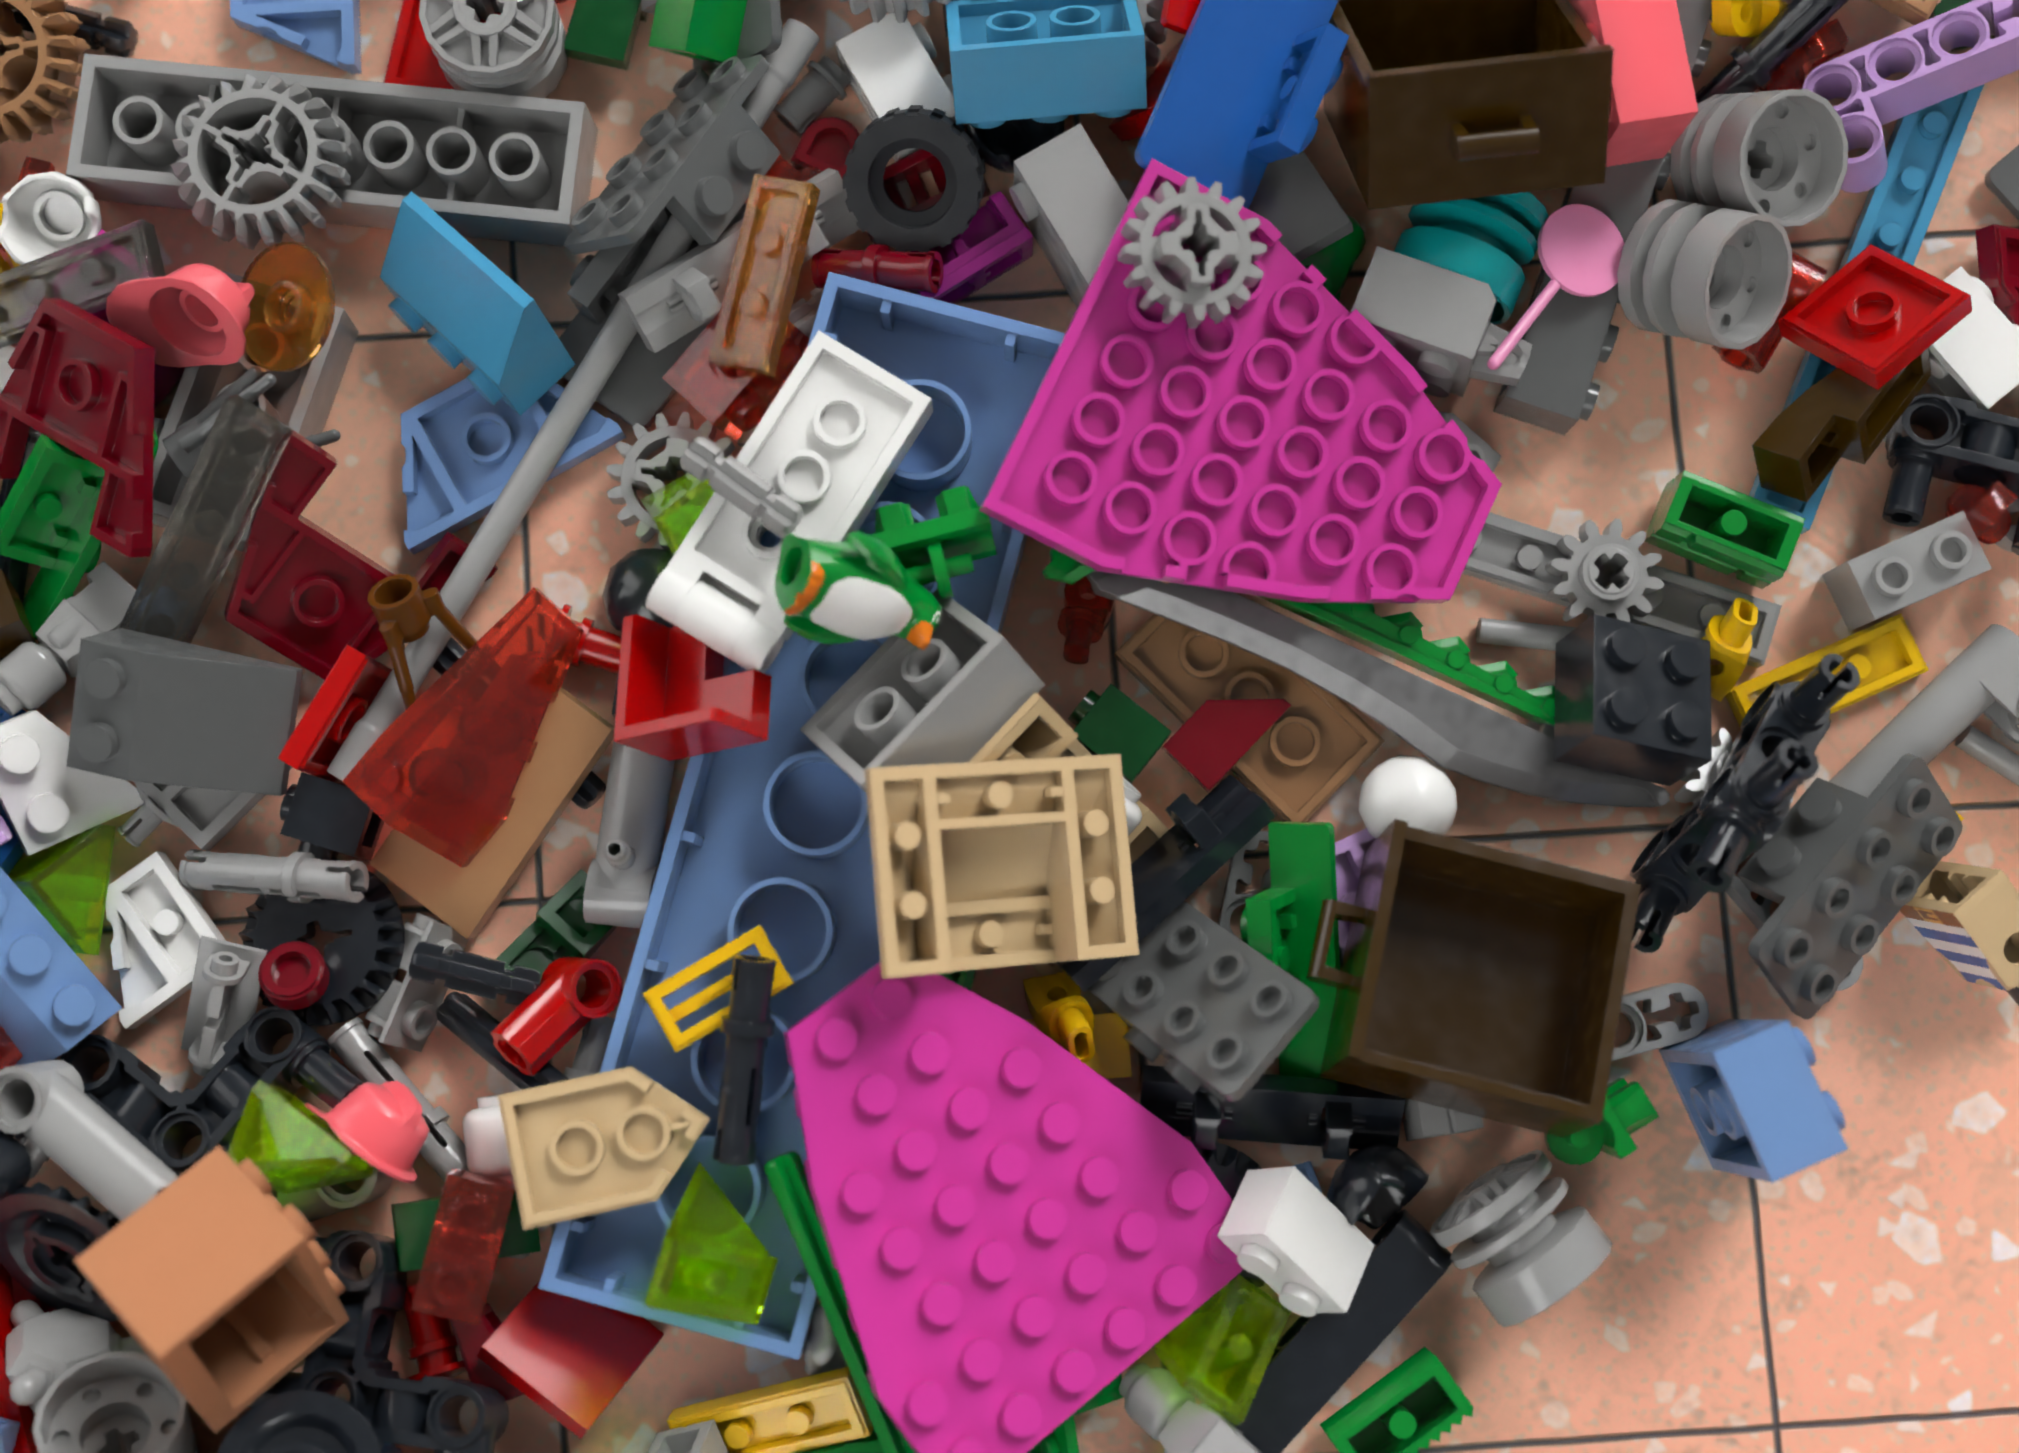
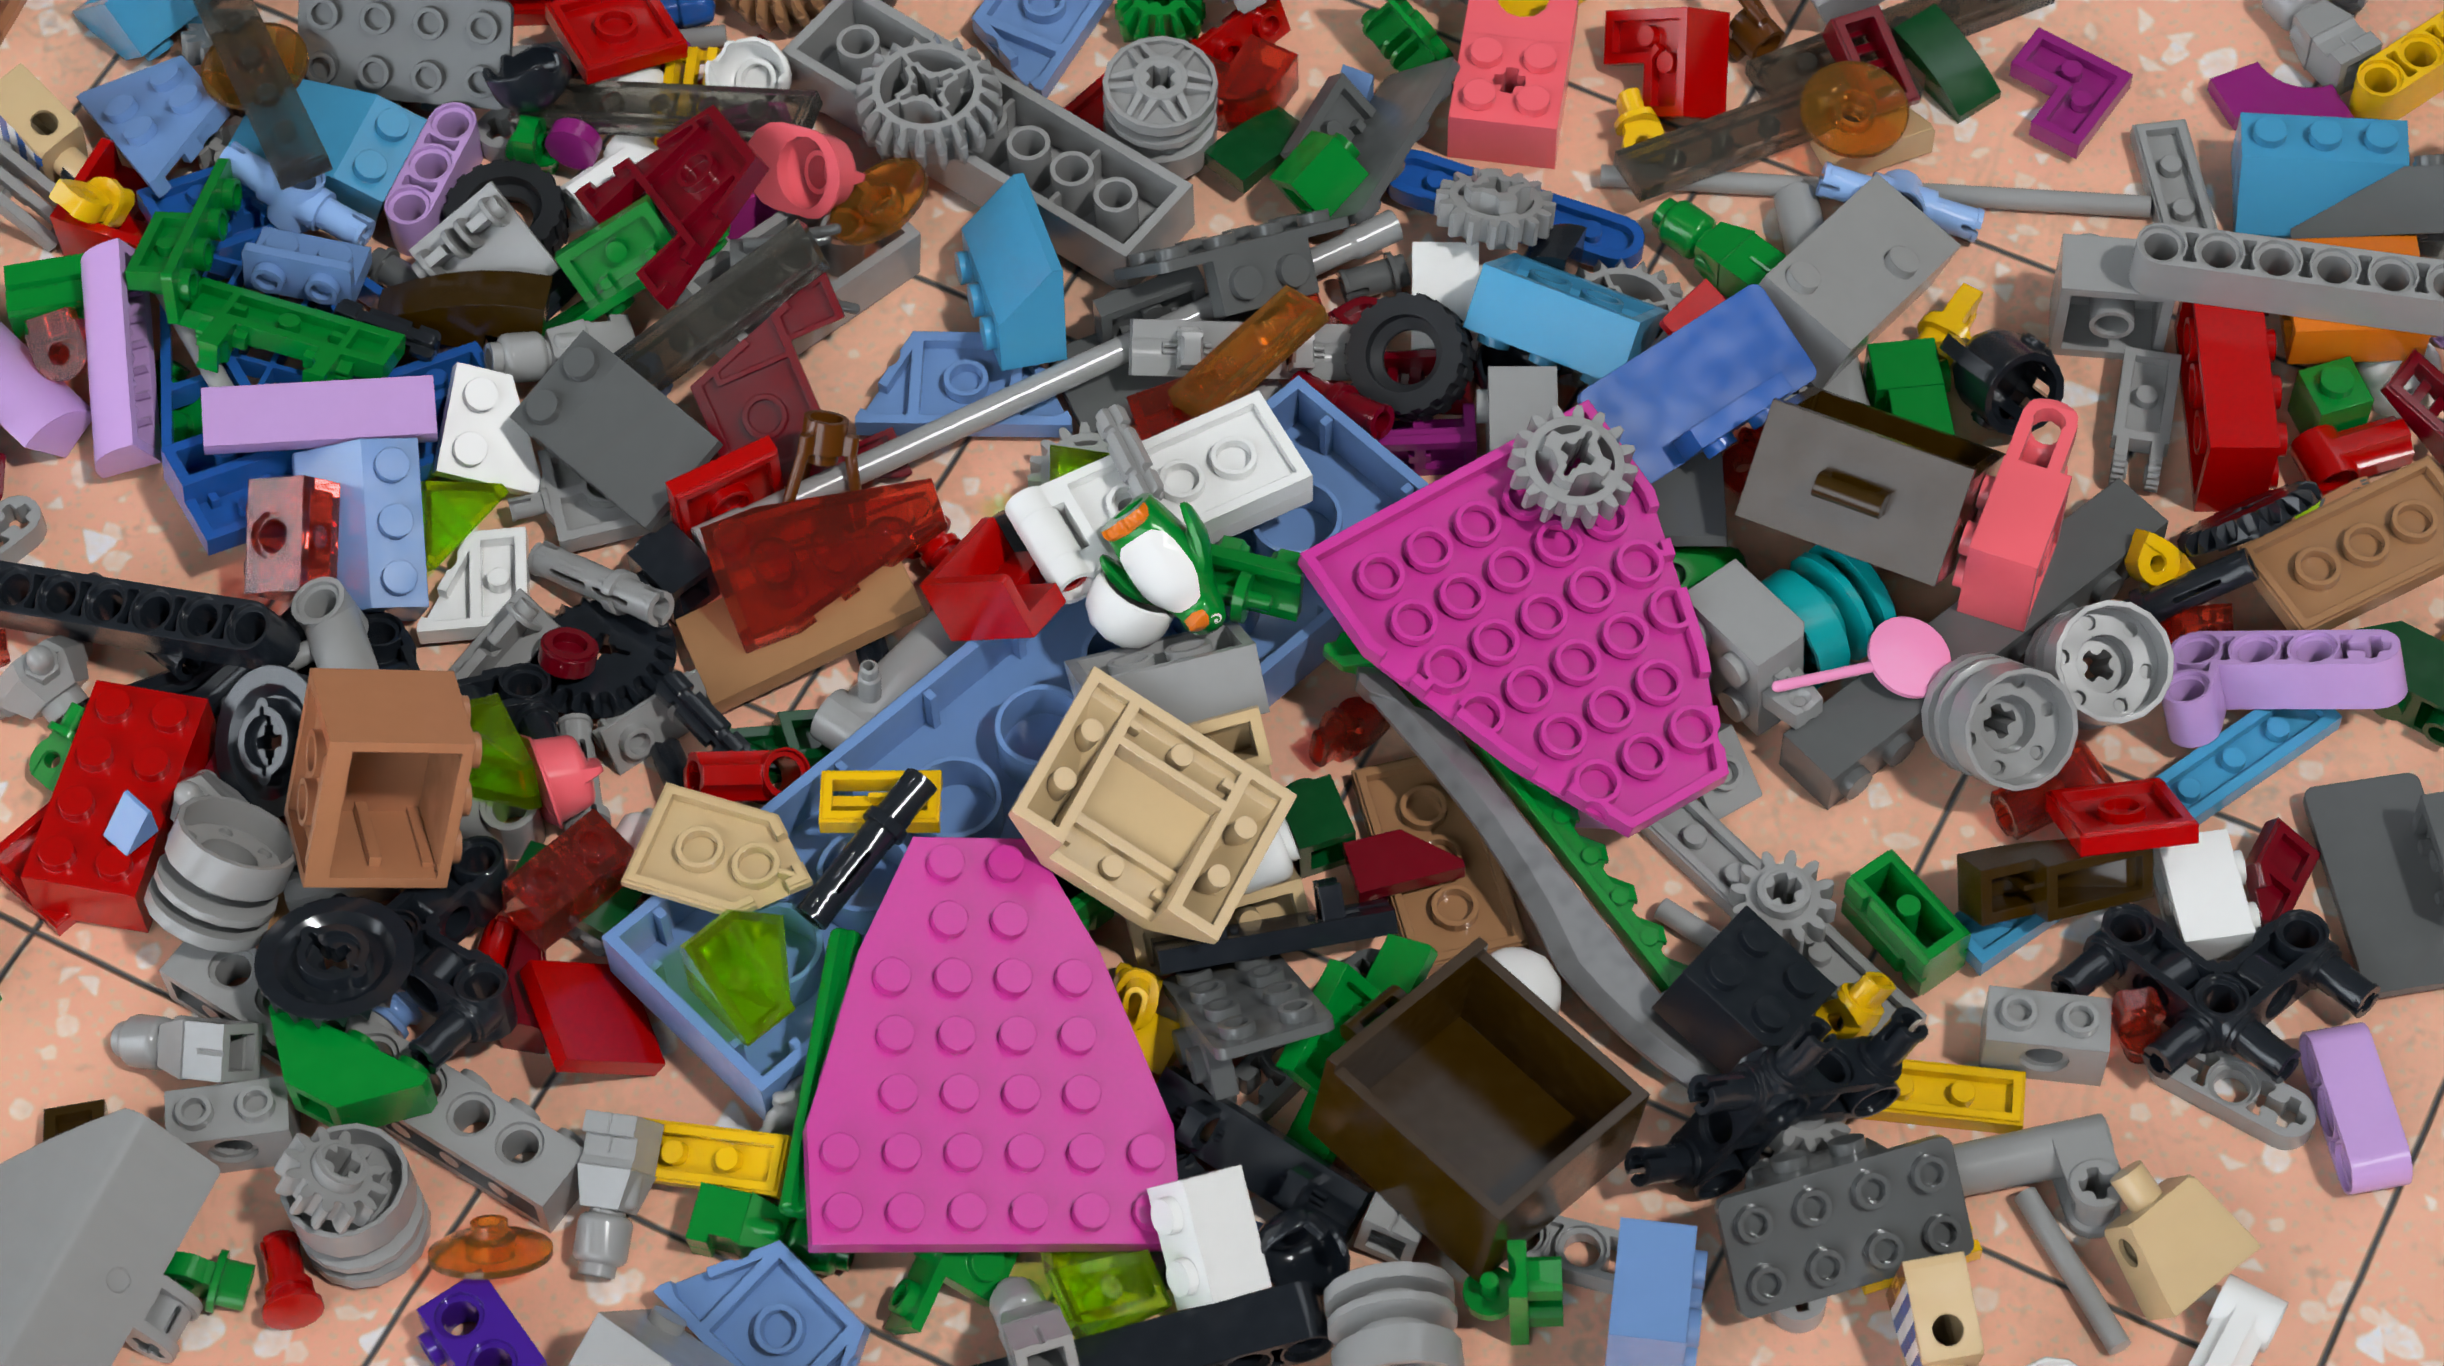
camera: 30 degrees right, 25 degrees down
(838, 666) = (1123, 618): none -> white hair

